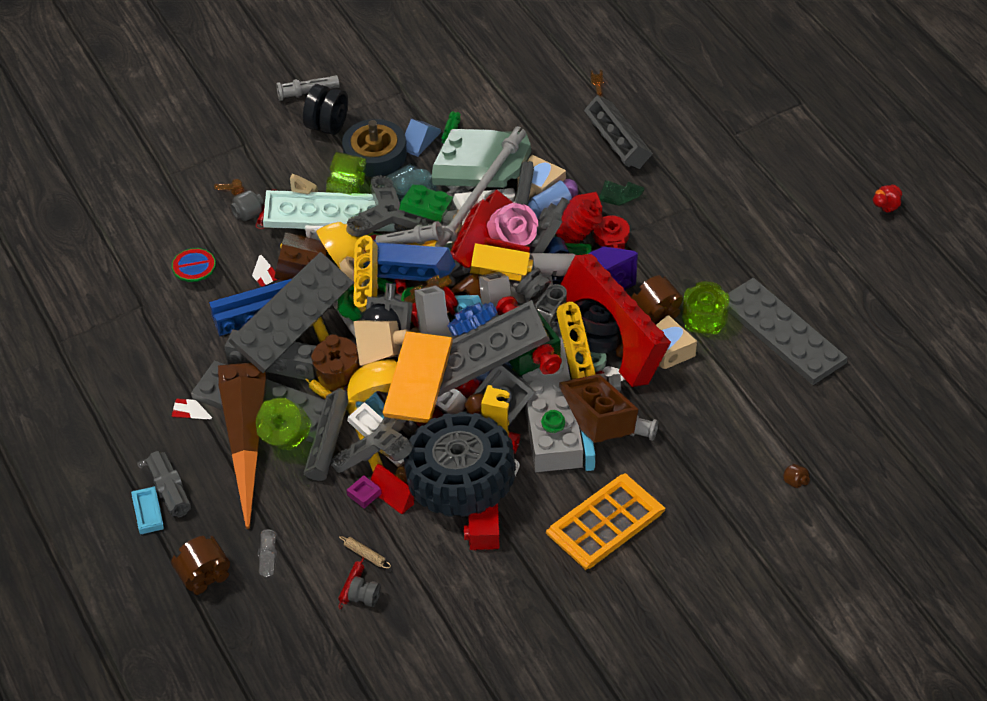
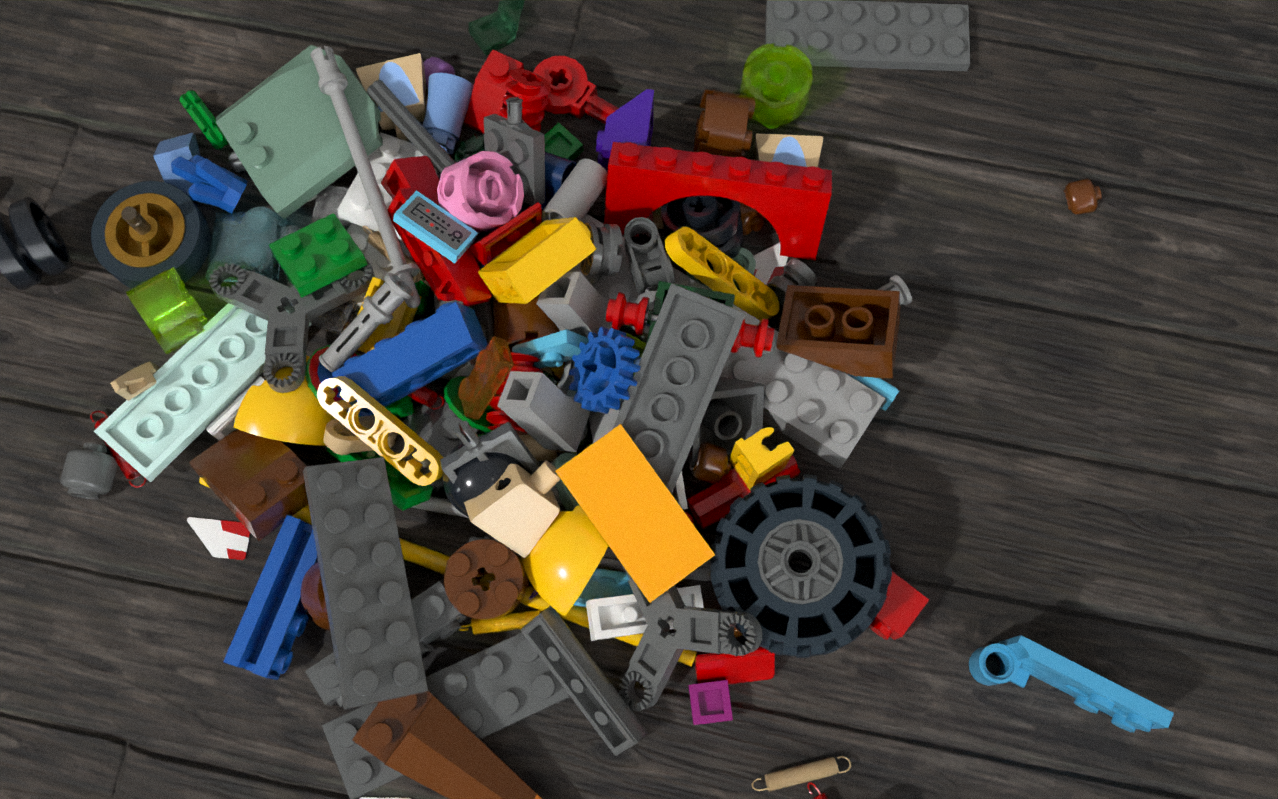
camera: 50 degrees left, 25 degrees up
(193, 265) = (128, 625): piece -> none
(235, 187) = (35, 457): clear orange hand -> none
(271, 417) = (526, 730): clear neon green brick -> none
(421, 148) = (210, 182): none -> blue rock
(477, 220) = (435, 226): none -> tile
(509, 603) = (1024, 657): none -> dark azure hinge
(553, 421) = (827, 401): green plate -> none
(605, 521) = (984, 453): light orange piece -> none

